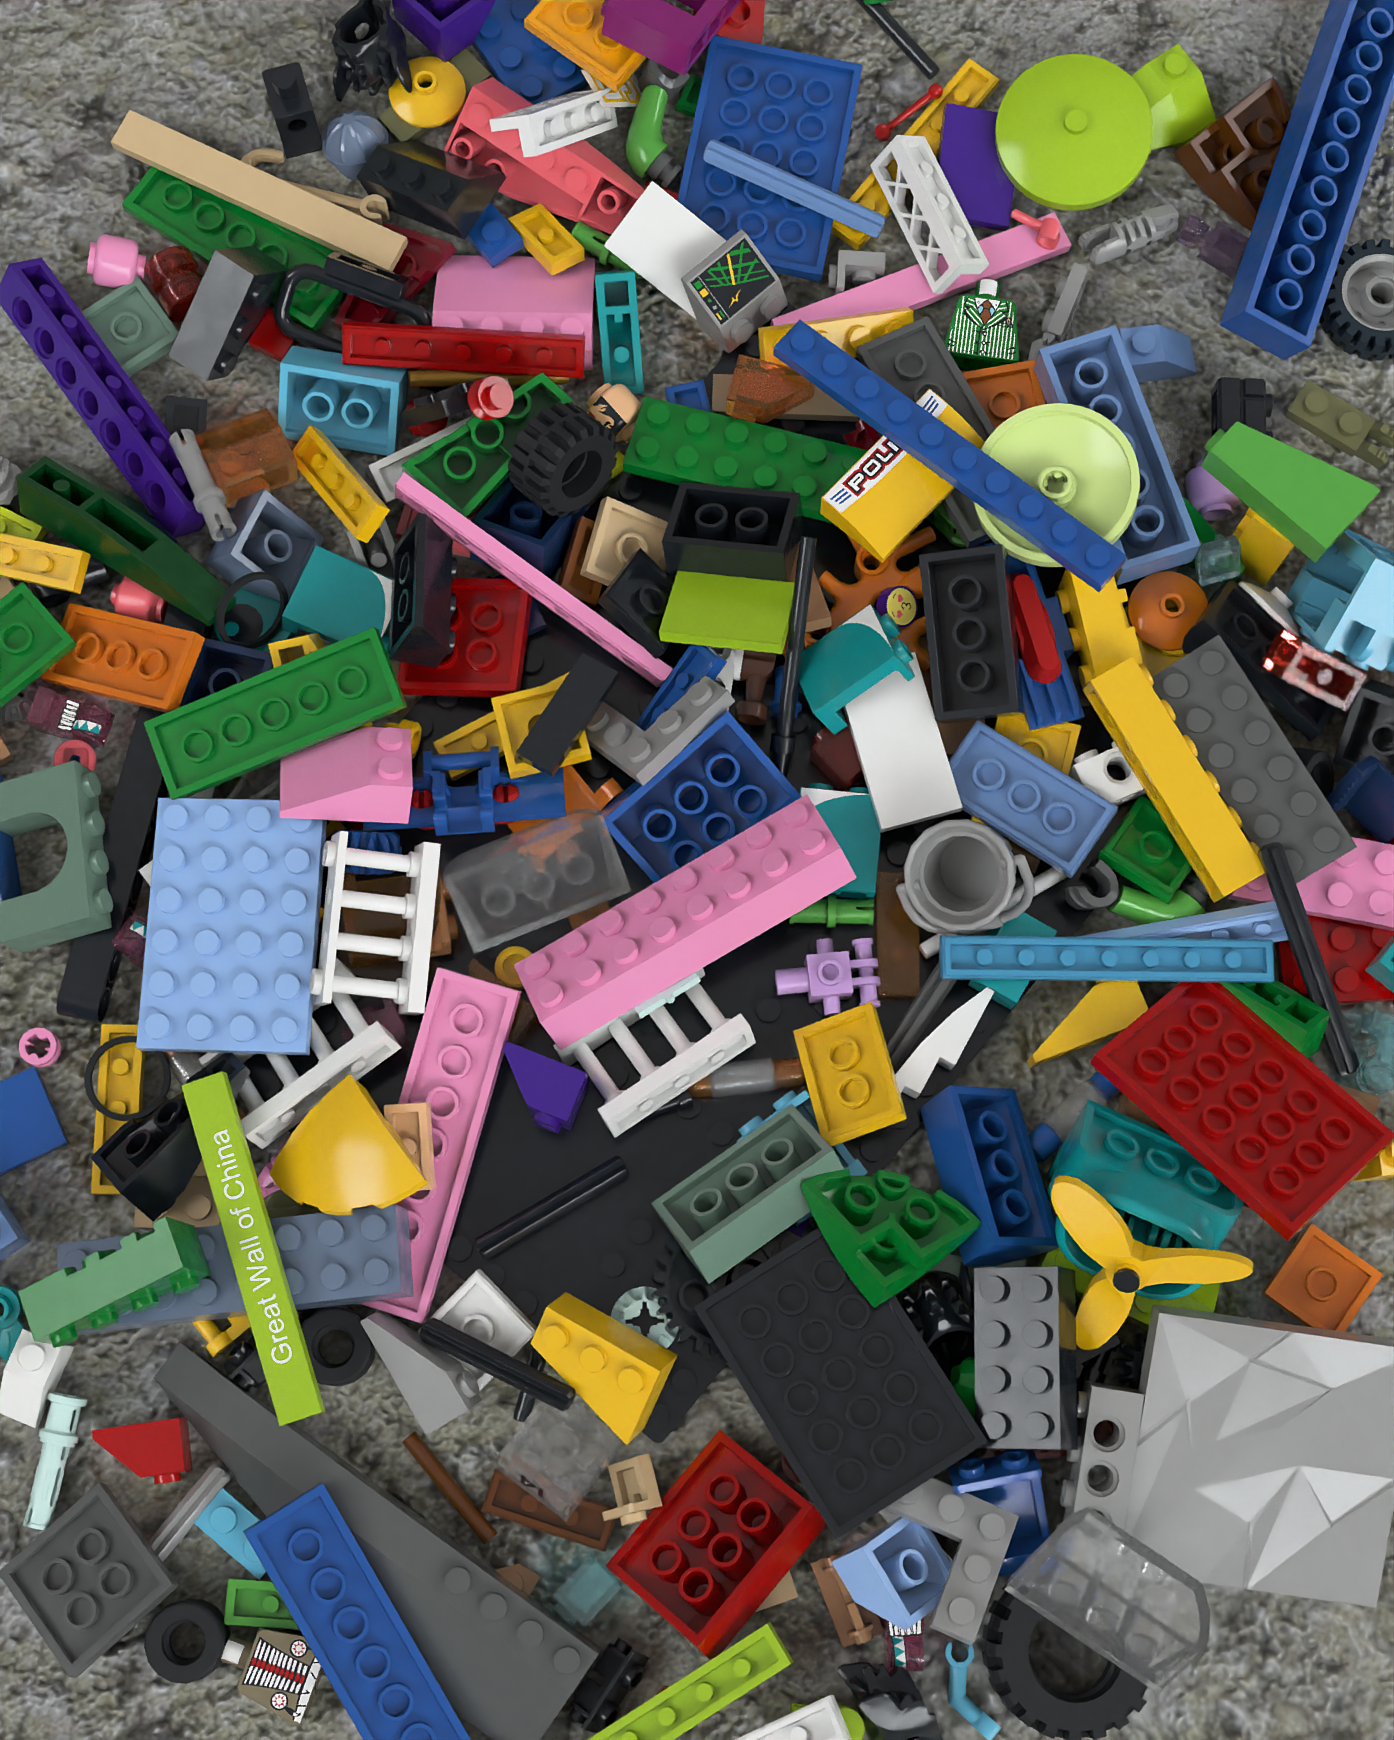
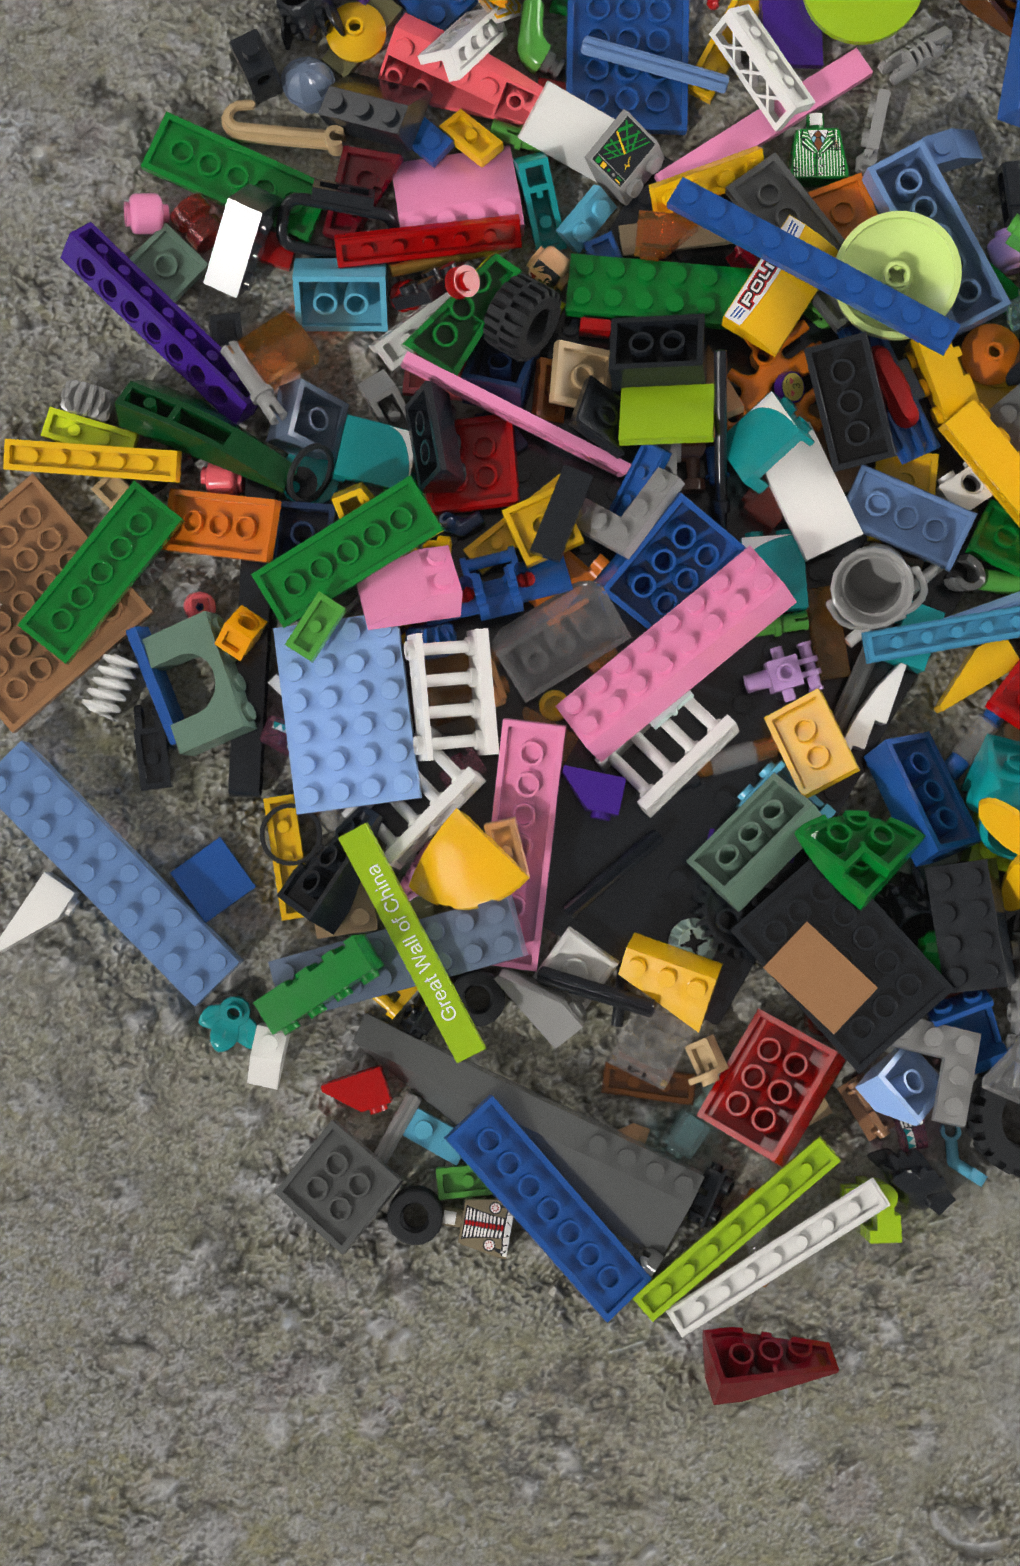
camera: 10 degrees left, 10 degrees up
(46, 1036) = (222, 813): bright pink bush -> none
(57, 1440) = (295, 1095): light aqua pin -> none
(69, 718) = (190, 576): clear pink leg -> none
(114, 796) = (240, 632): none -> light orange brick
(211, 802) = (315, 627): none -> bright green plate
(258, 191) = (244, 138): tan tile -> none
(339, 484) = (355, 364): yellow plate -> none
(436, 713) = (461, 526): none -> dark blue arm
(449, 1487) = (575, 1080): reddish brown bar -> none
(657, 492) = (595, 328): none -> red tile
(674, 359) = (586, 218): none -> medium azure plate
(803, 1393) = (820, 977): none -> medium nougat tile
(855, 268) = (713, 120): light grey bracket -> none
(1048, 229) = (854, 64): coral hand -> none
(1220, 246) = (987, 53): clear purple plate -> none

